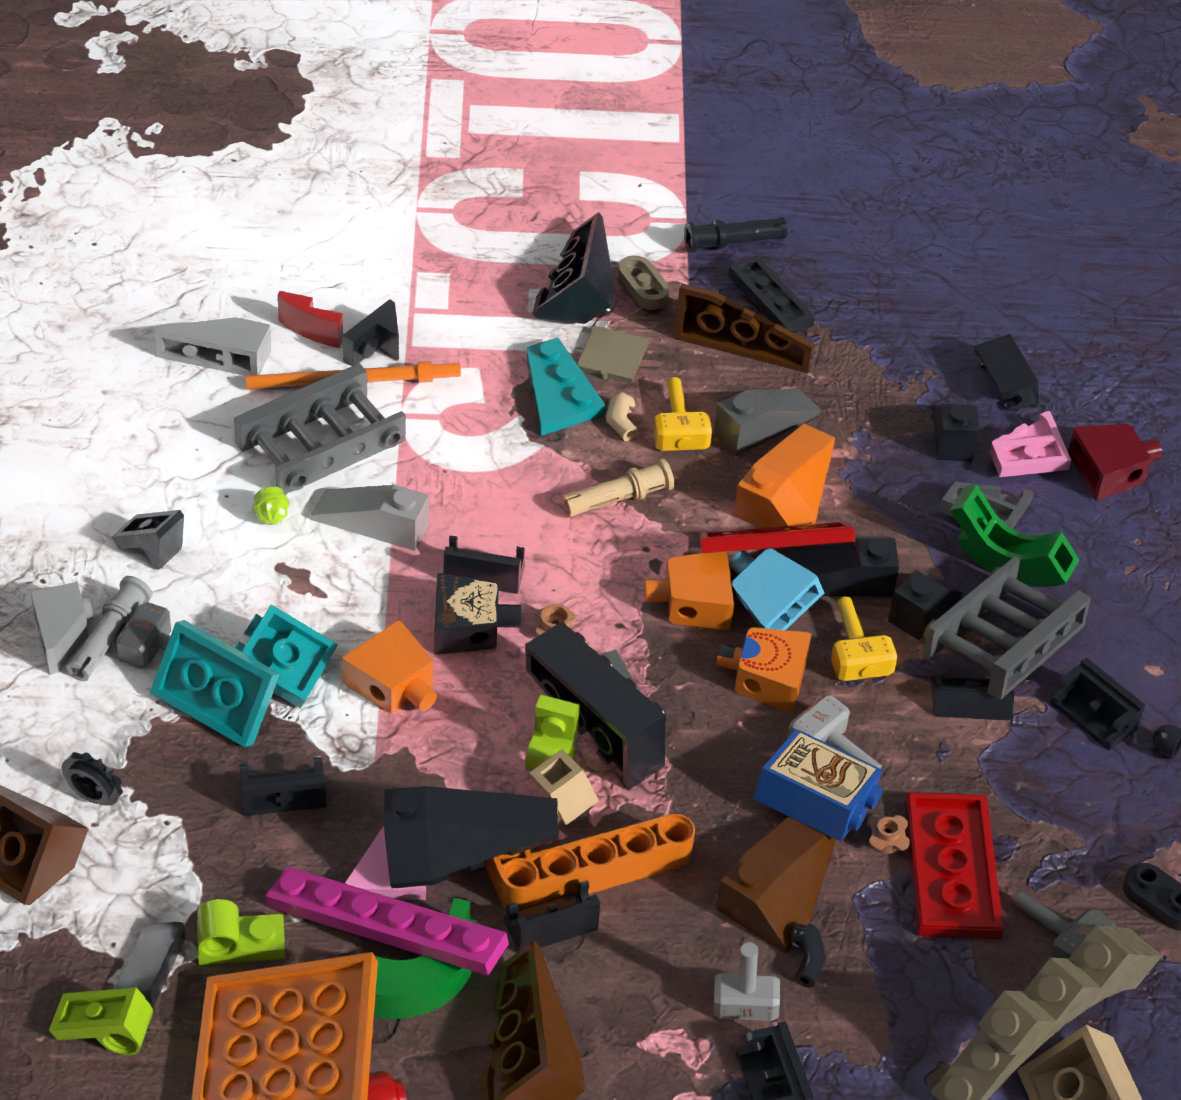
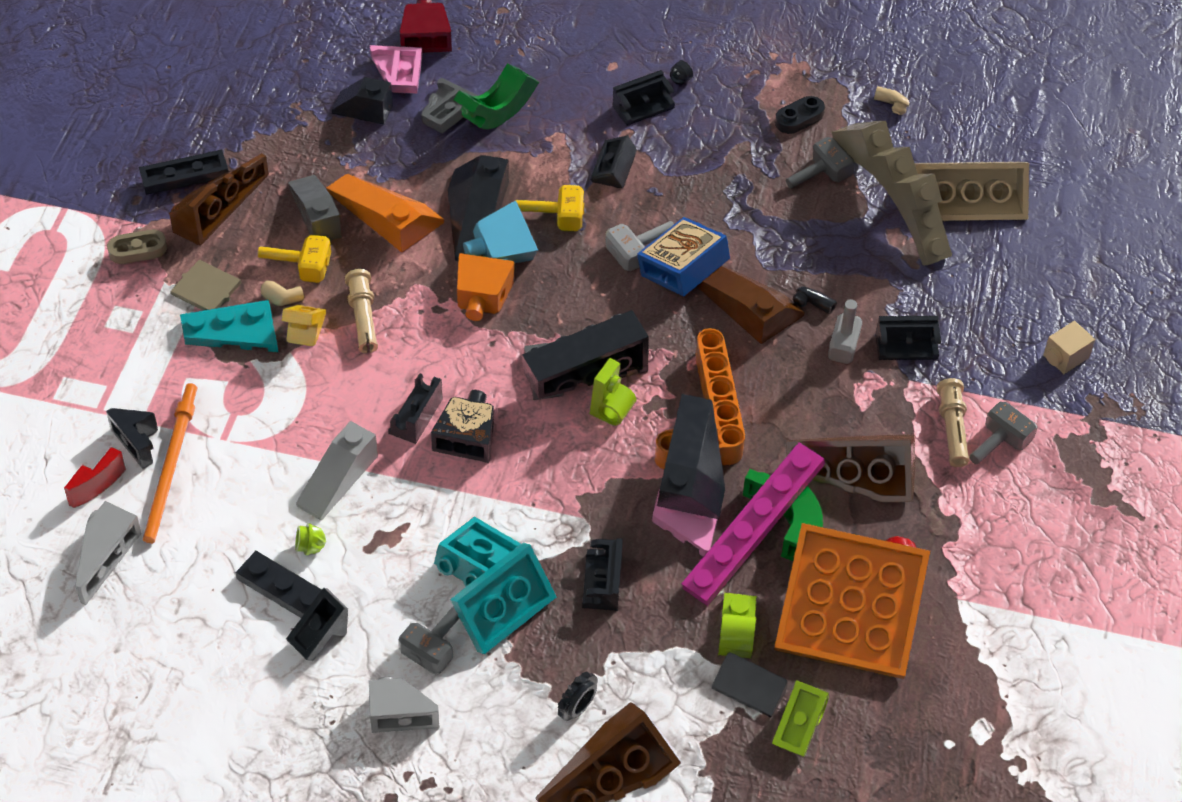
camera: 75 degrees left, 5 degrees up
(115, 616) = (400, 664): light grey pin -> none
(211, 500) = (277, 583): none -> black plate
(307, 405) = (210, 511): dark grey fence -> none
(391, 670) = (510, 484): orange torso -> none
(553, 615) = (486, 371): nougat plate -> none
(554, 919) = (761, 432): black hinge -> none
(565, 780) = (655, 396): tan brick -> none
(581, 438) = (303, 324): none -> yellow slope
(582, 281) = (121, 288): black wedge -> none
(720, 234) = (100, 186): black pin -> none
(768, 665) = (567, 259): orange torso -> none
(776, 537) = (456, 222): red tile -> none
(888, 842) = (728, 230): nougat plate -> none
(920, 601) = (530, 163): black slope -> none
(953, 866) = (753, 209): red tile -> none
(1009, 372) = (320, 54): black hinge -> none
(1022, 653) = (583, 101): dark grey fence -> none

